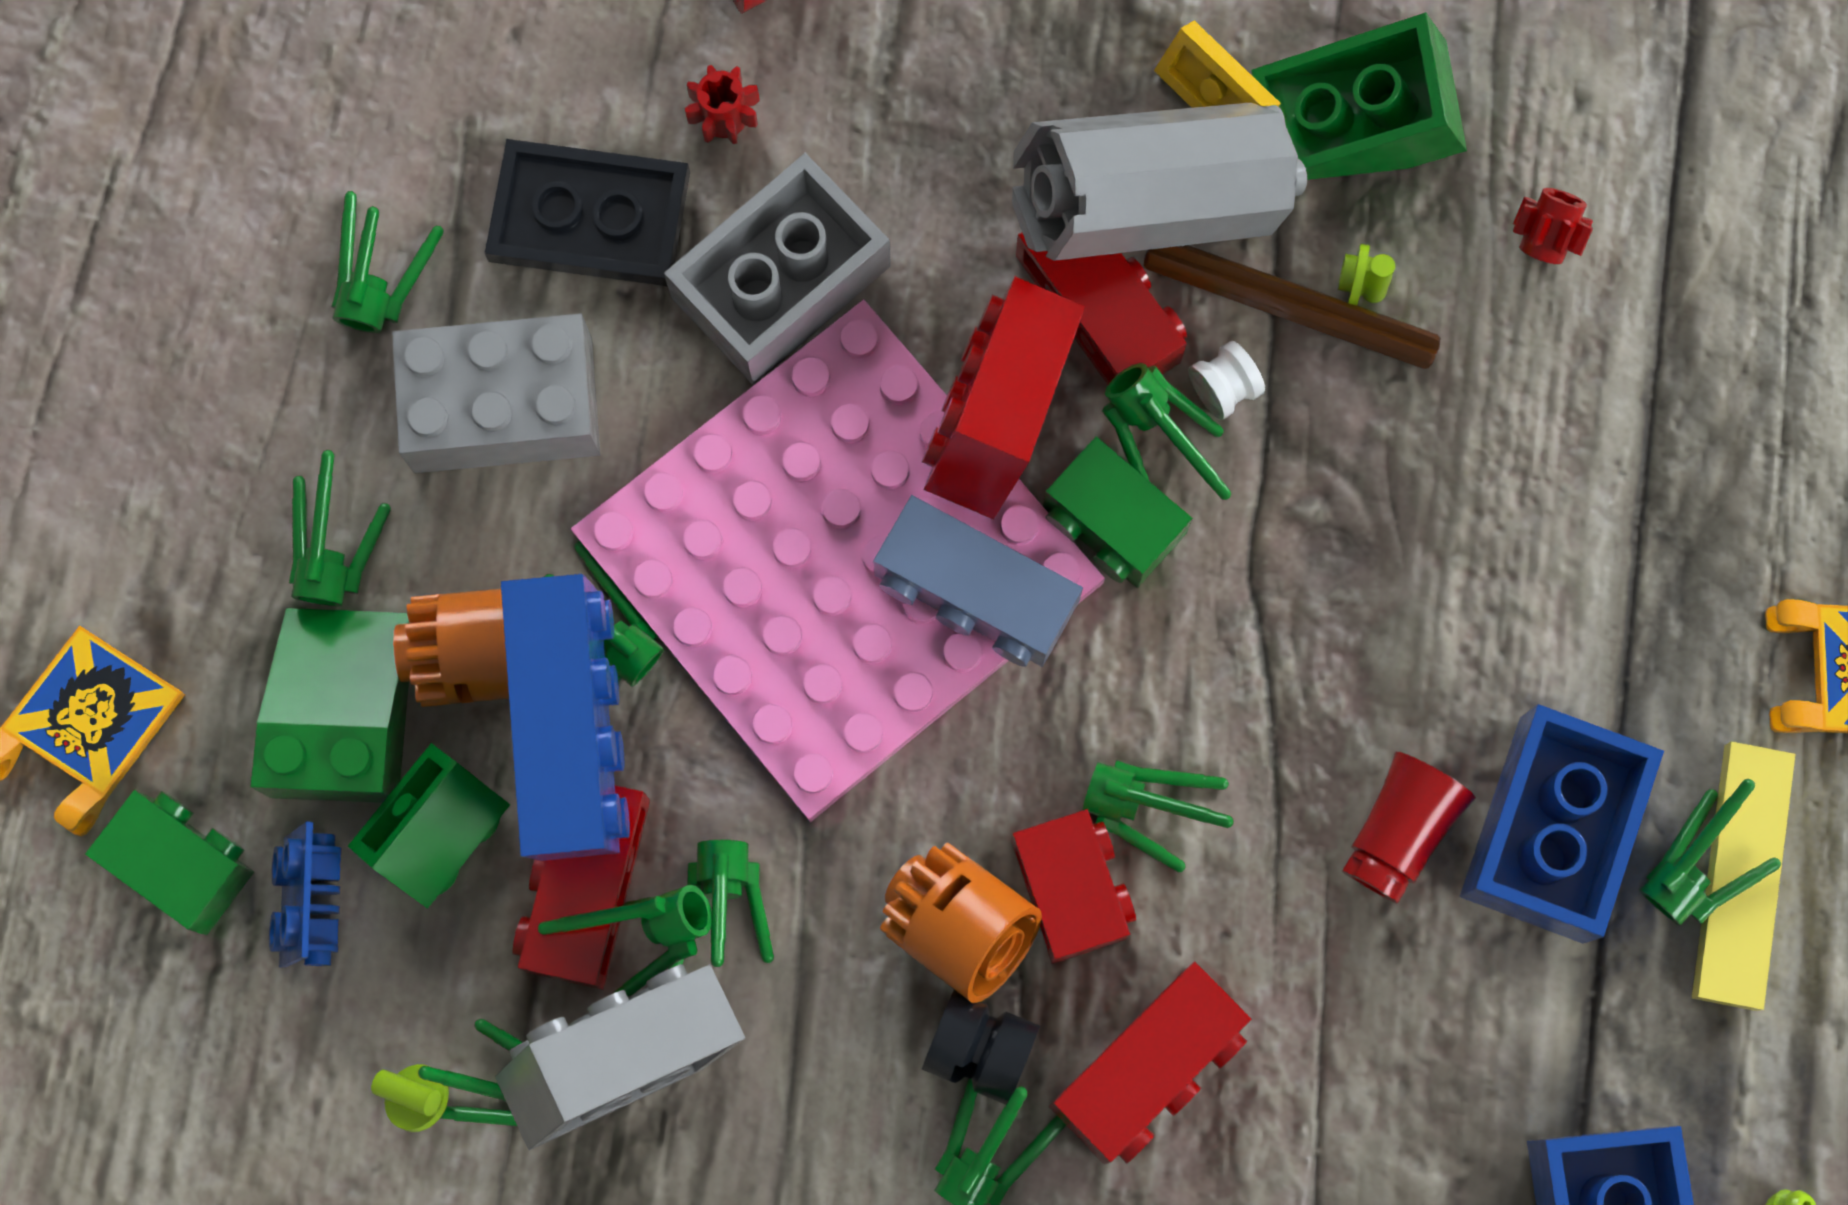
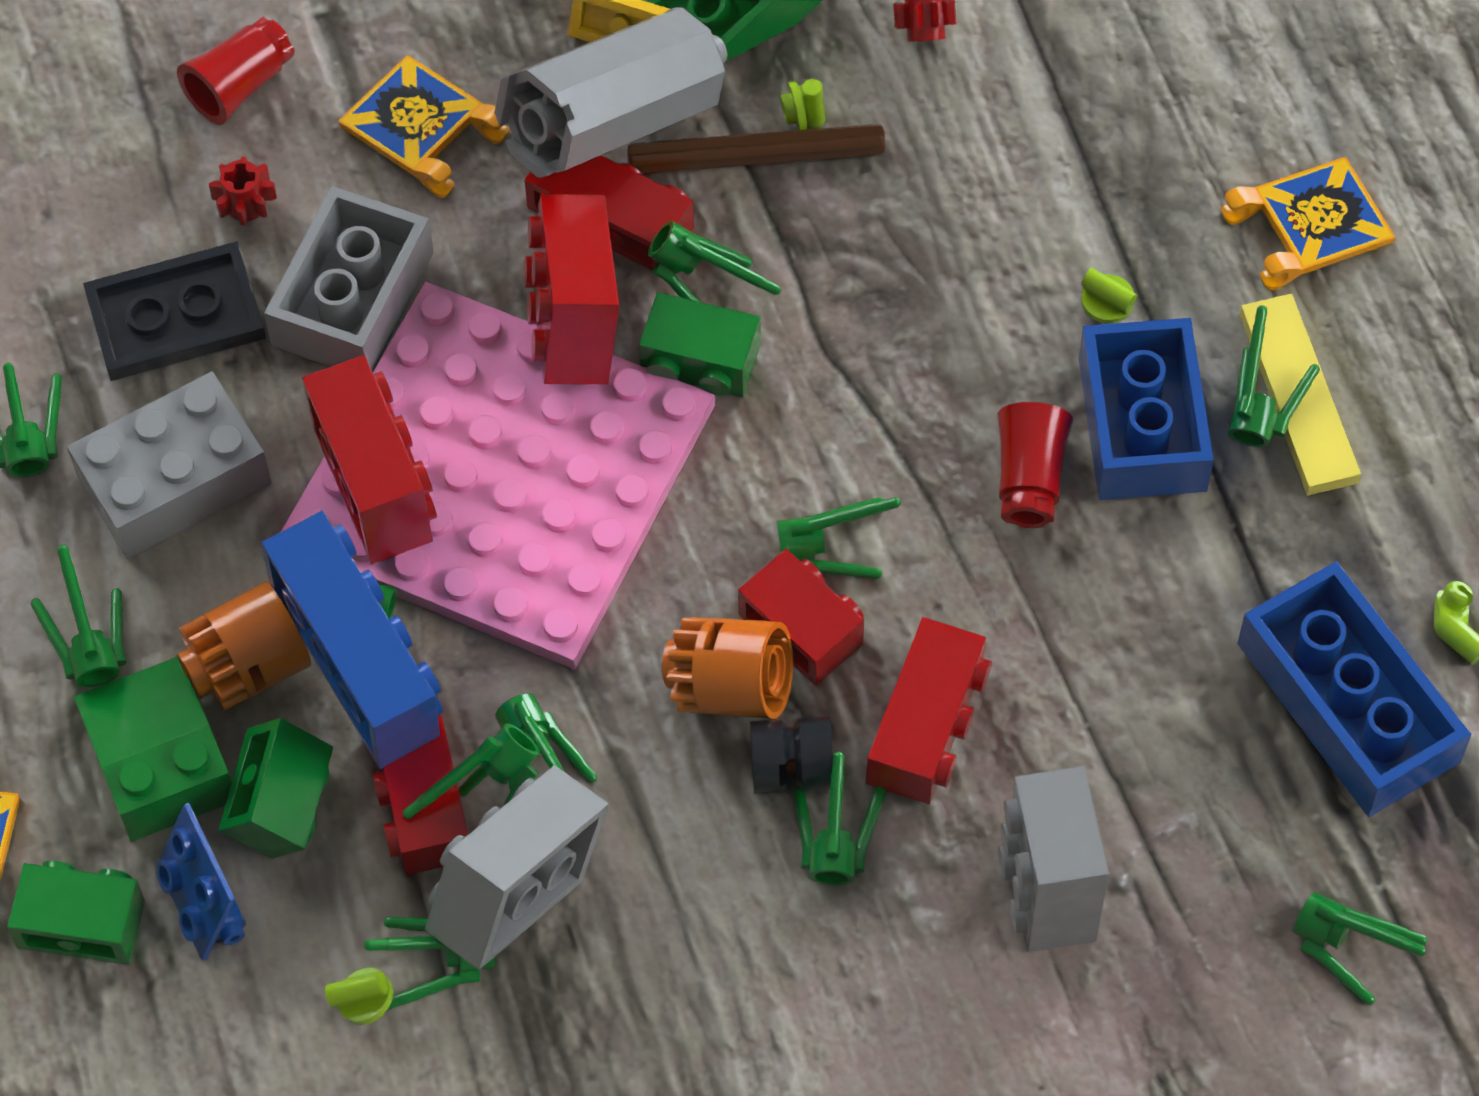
camera: 25 degrees left, 15 degrees down
(690, 501) = (371, 458): none -> red brick
(944, 97) = (415, 117): none -> flag
(975, 583) = (618, 428): sand blue brick -> none
(1226, 380) = (735, 219): white wheel -> none
(1587, 661) = (1106, 297): none -> lime plate

